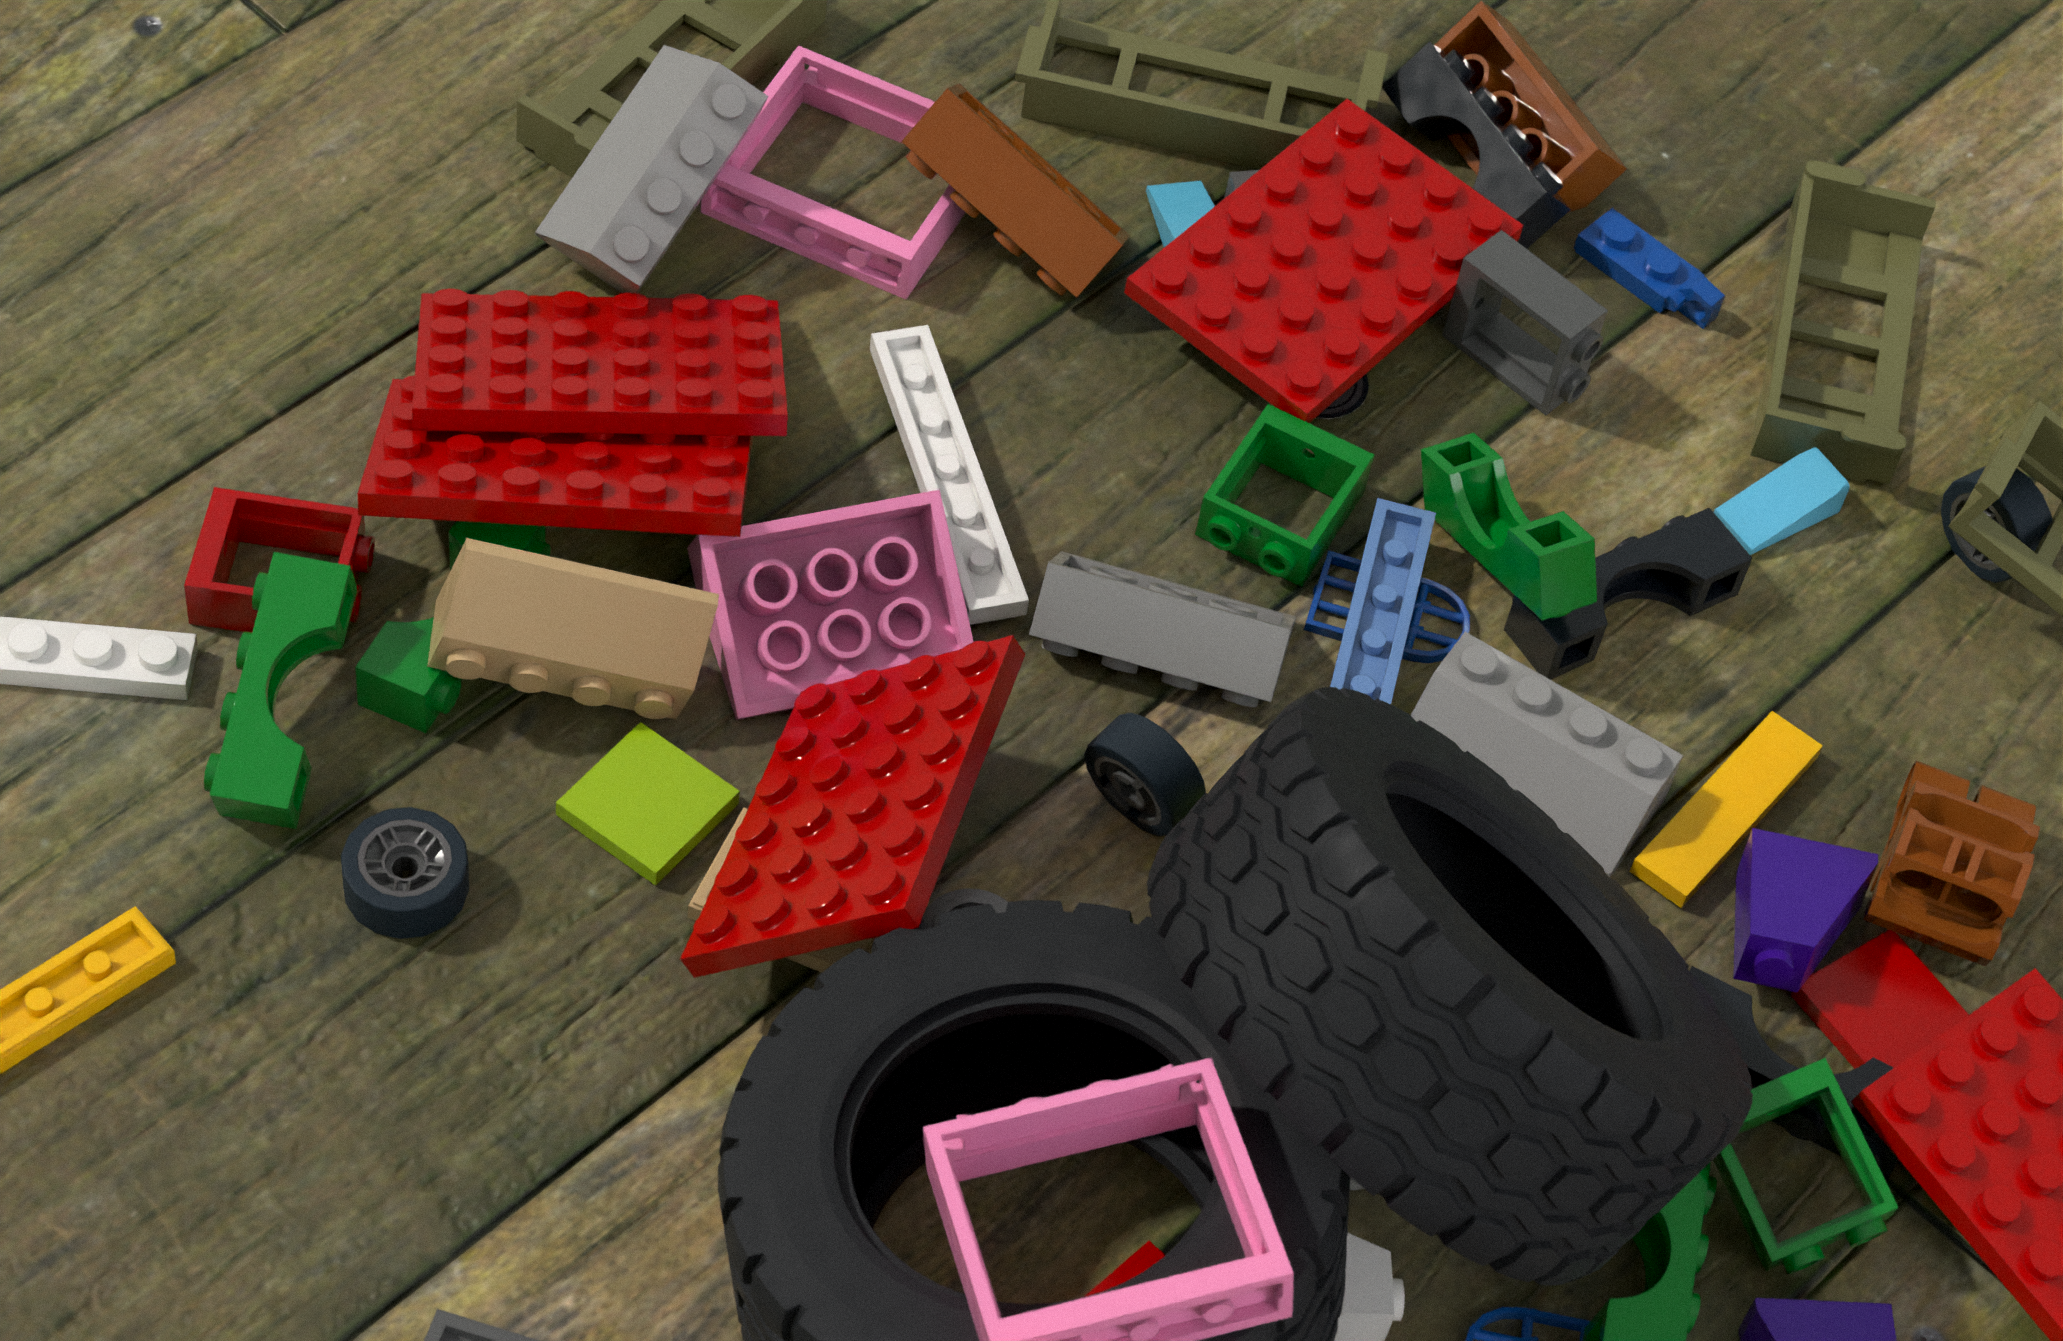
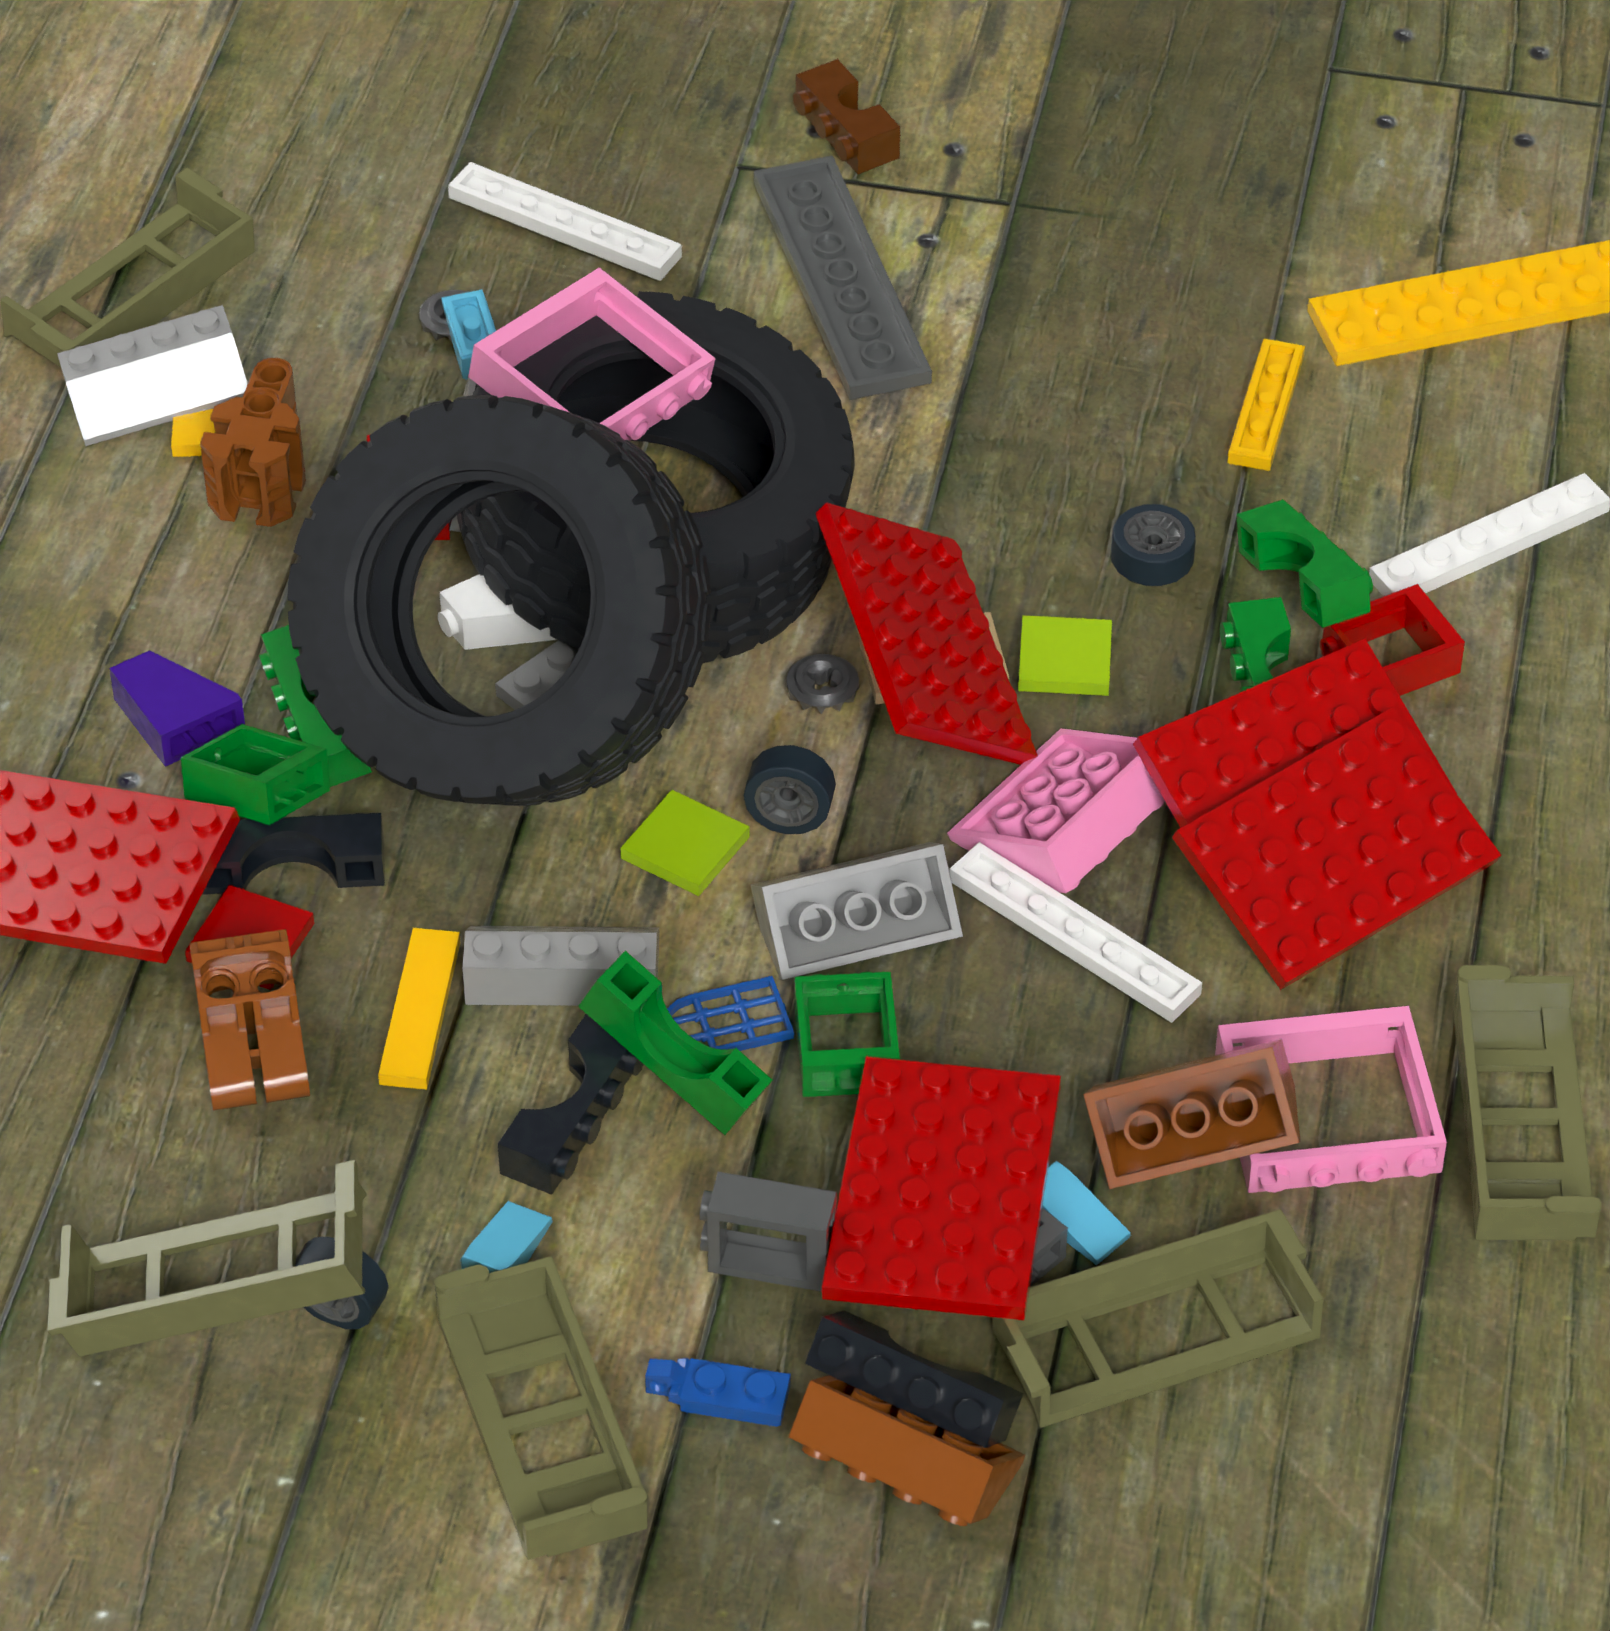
camera: 155 degrees right, 5 degrees down
(571, 630) = (1183, 663): tan slope -> none
(651, 167) = (1428, 959): light grey slope -> none
(1383, 600) = (713, 952): medium blue plate -> none
(1793, 905) = (340, 940): dark purple slope -> none

